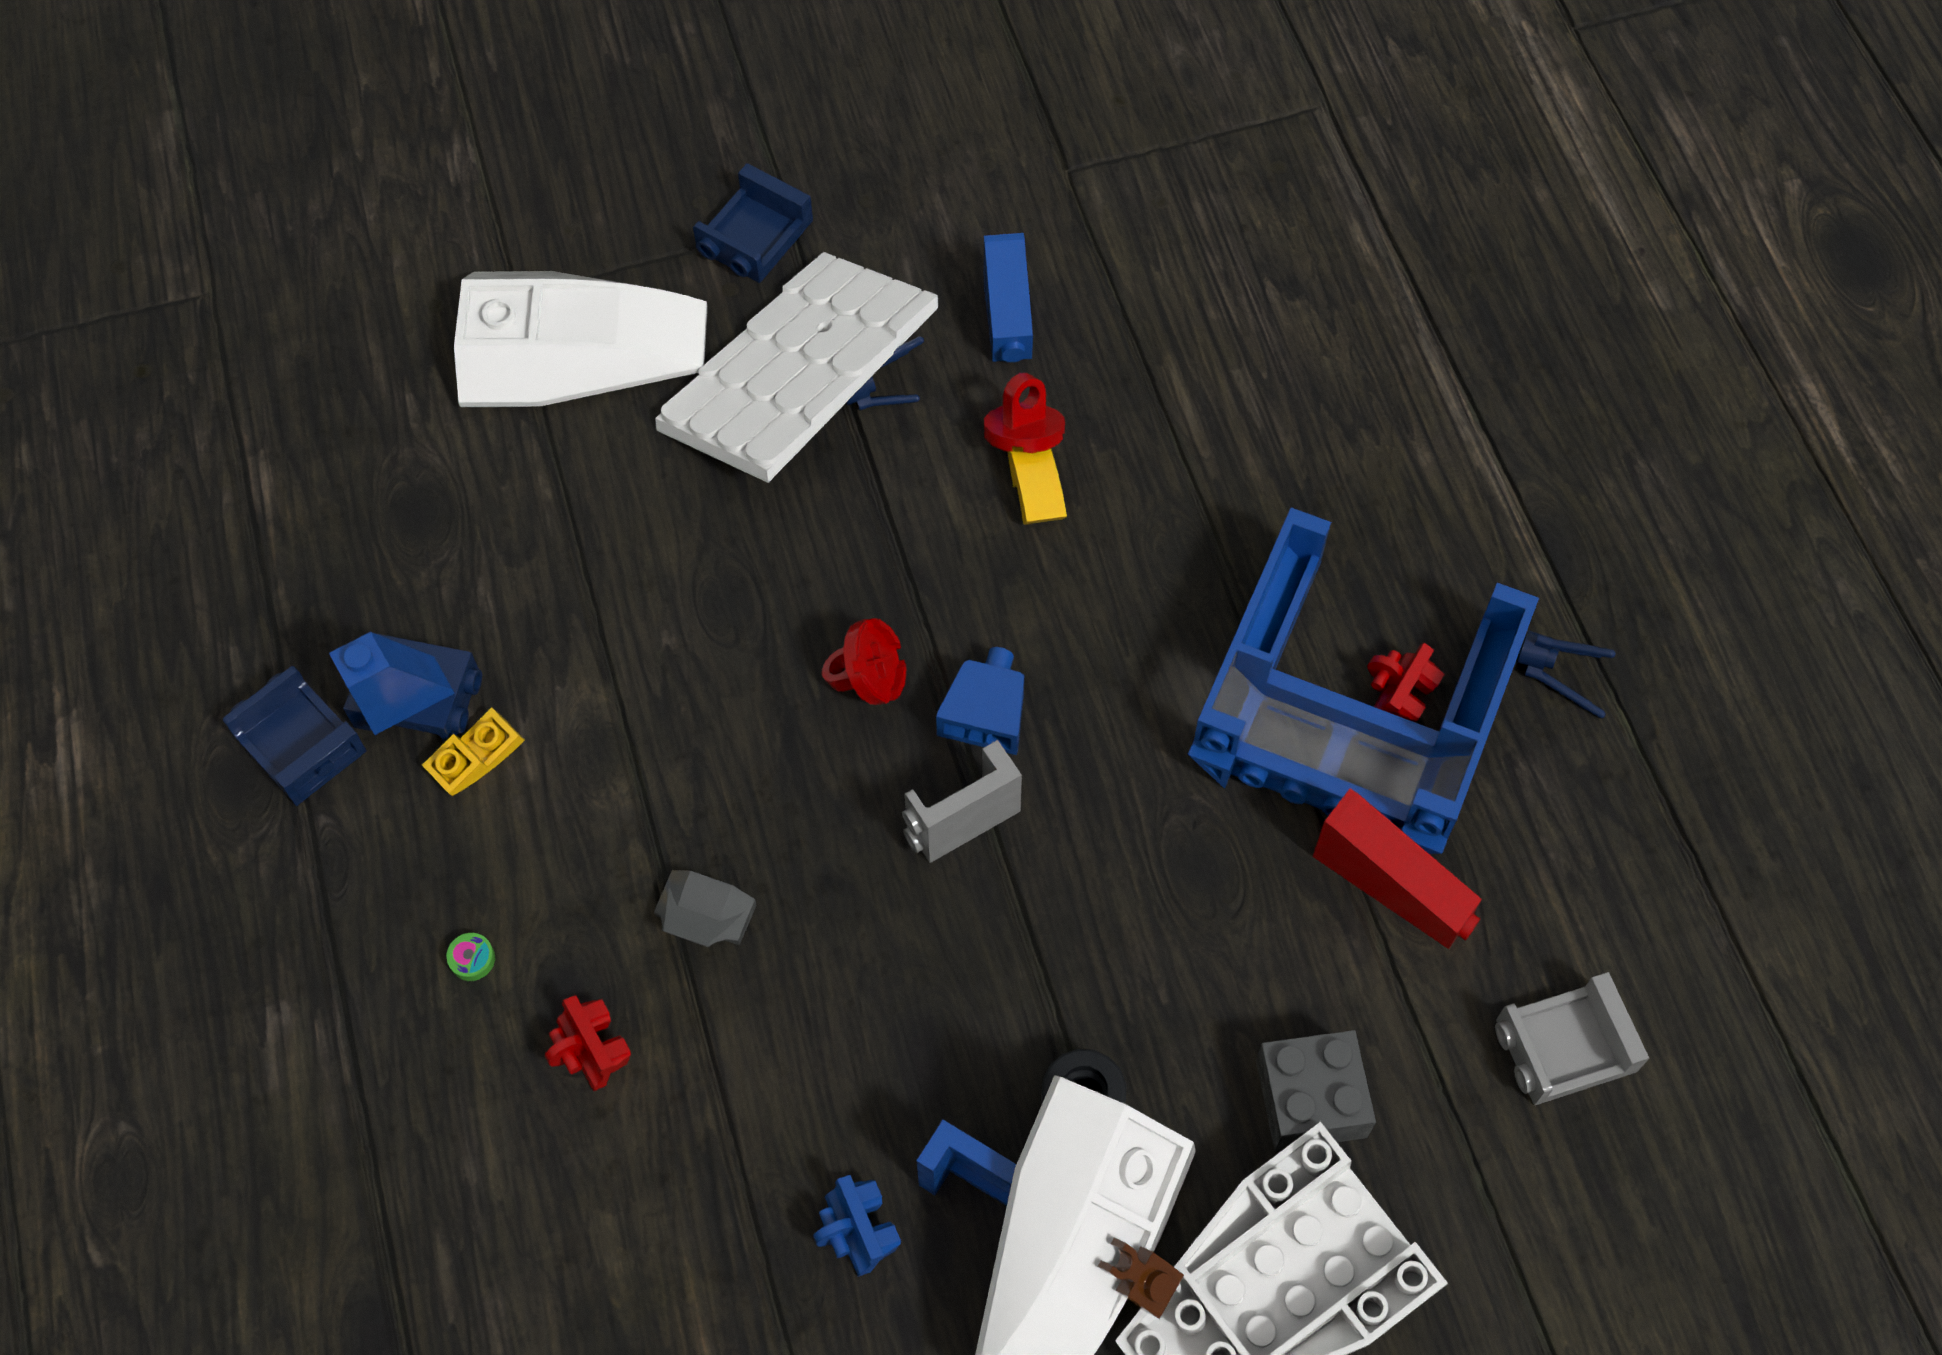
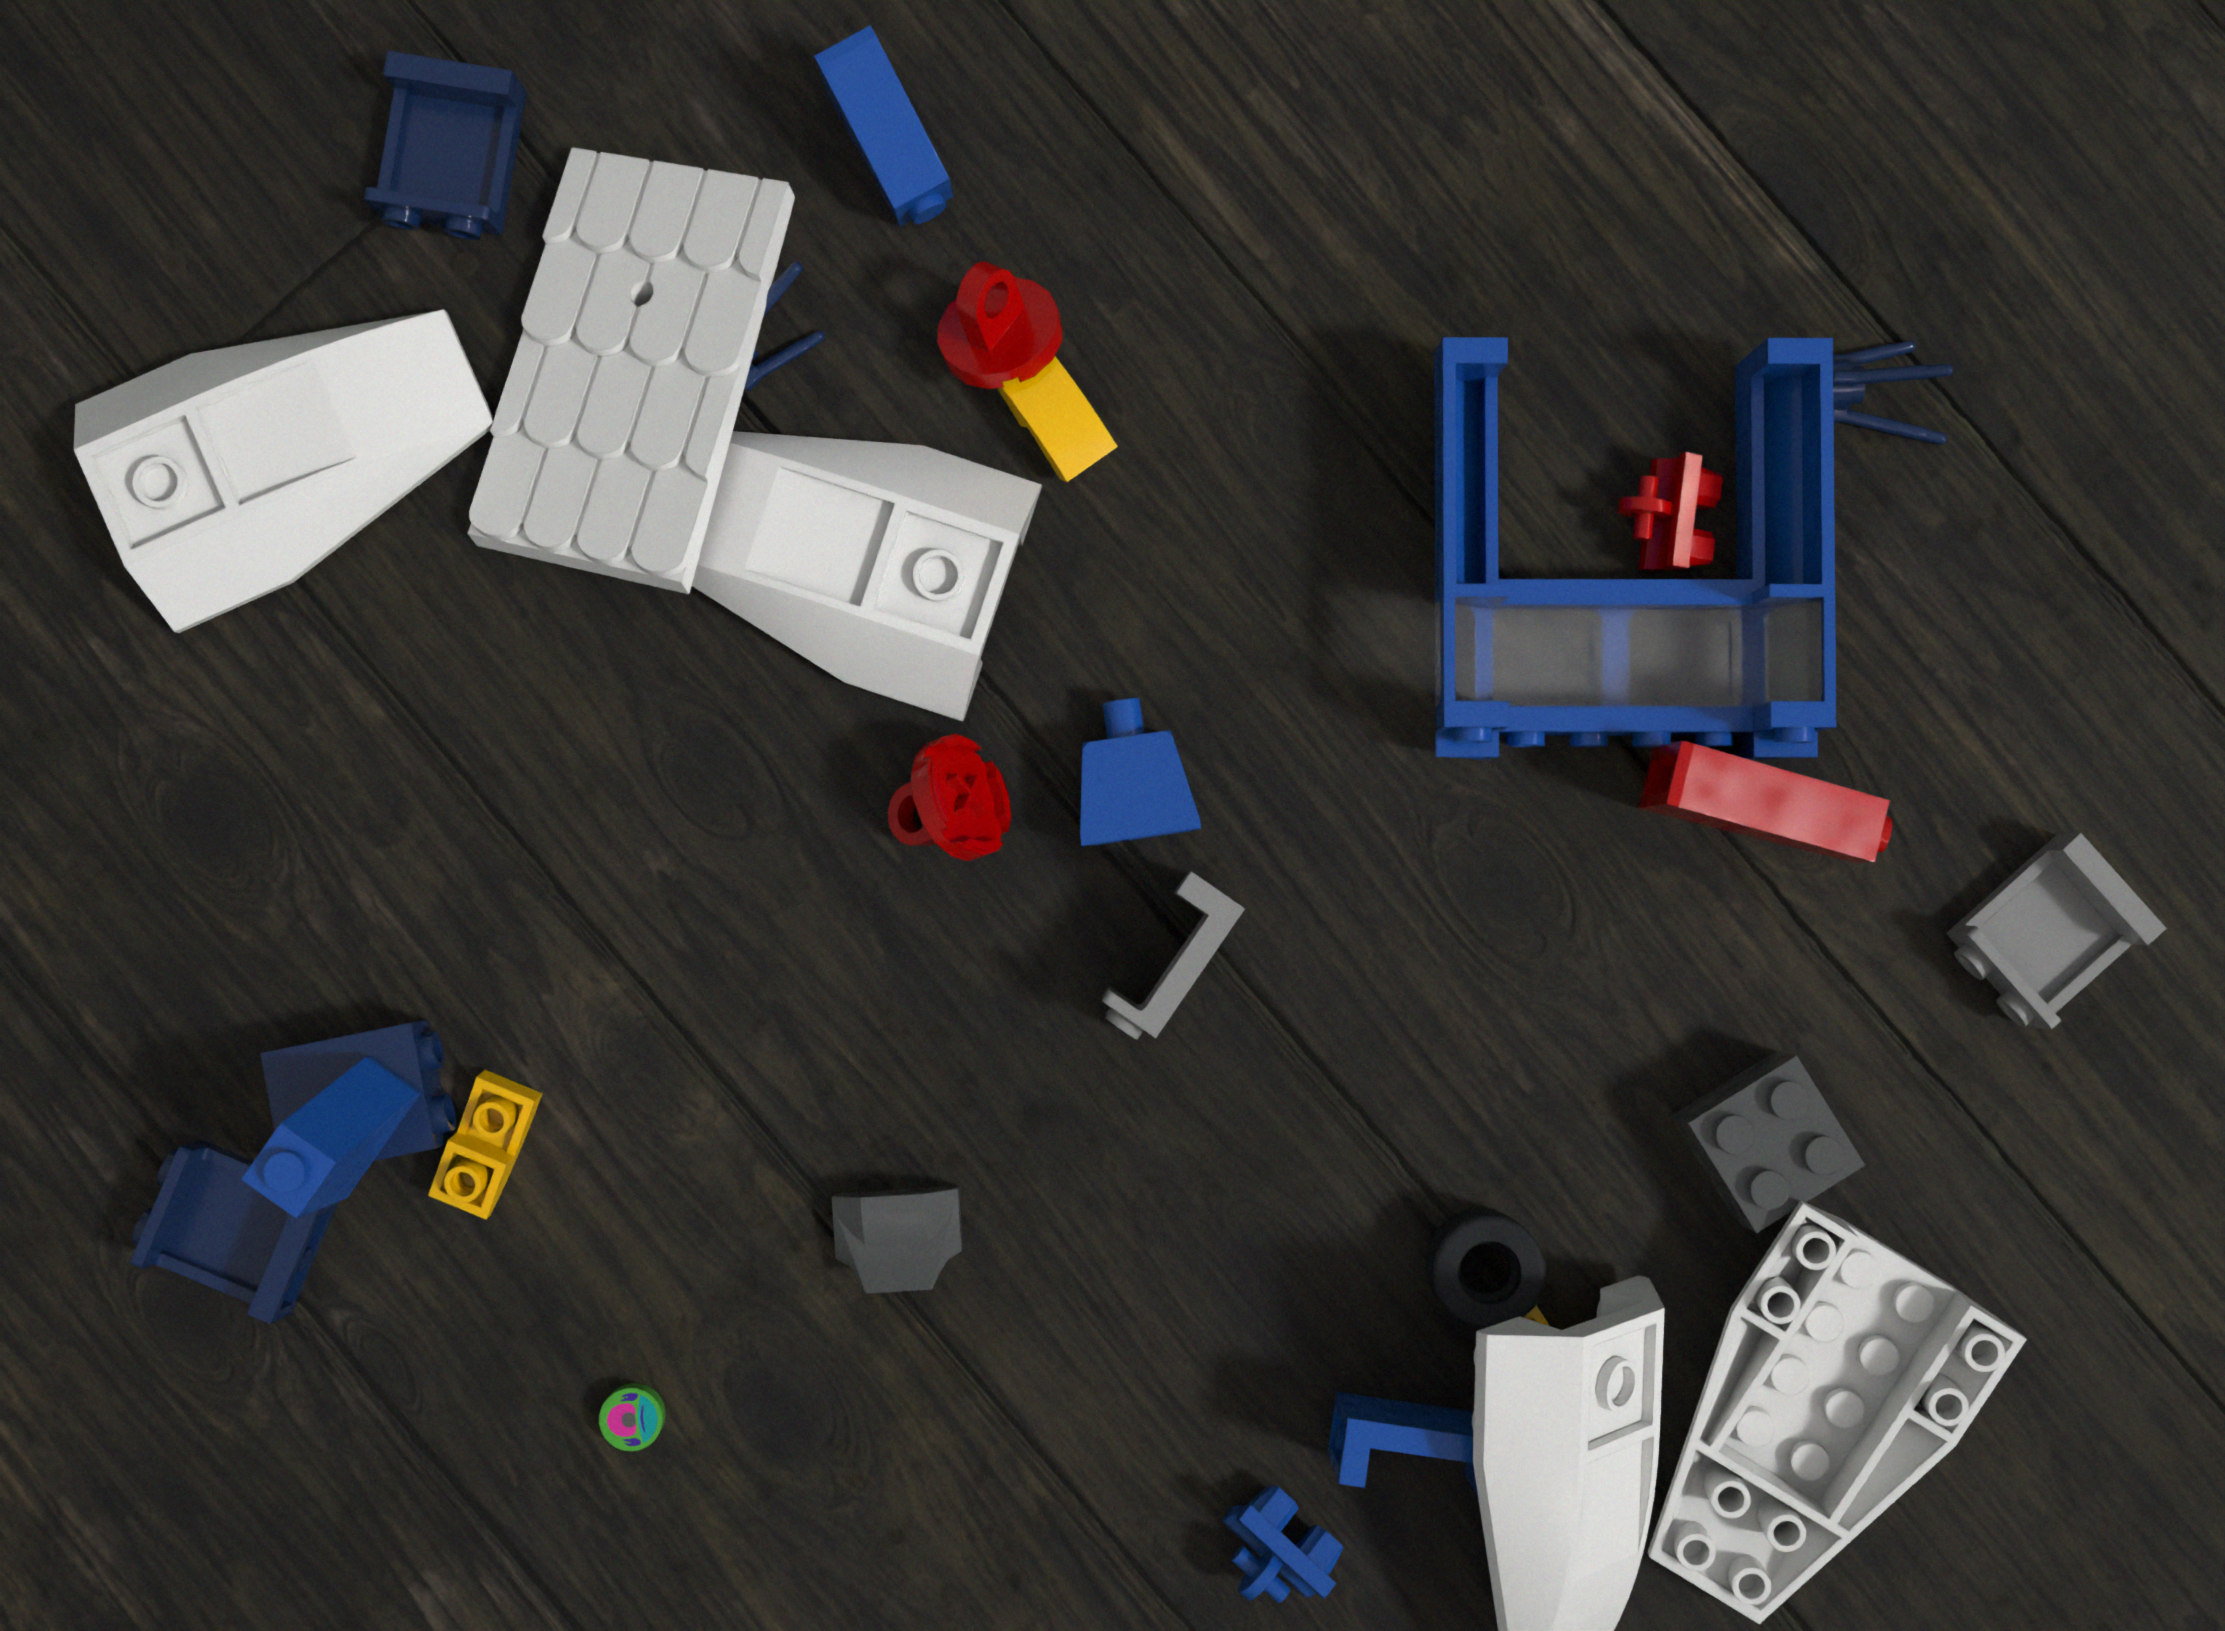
camera: 25 degrees left, 25 degrees up
(579, 1045) = (865, 1485): red hips -> none
(880, 517) = (867, 558): none -> white wedge
(1144, 1277) = (1668, 1494): reddish brown plate -> none

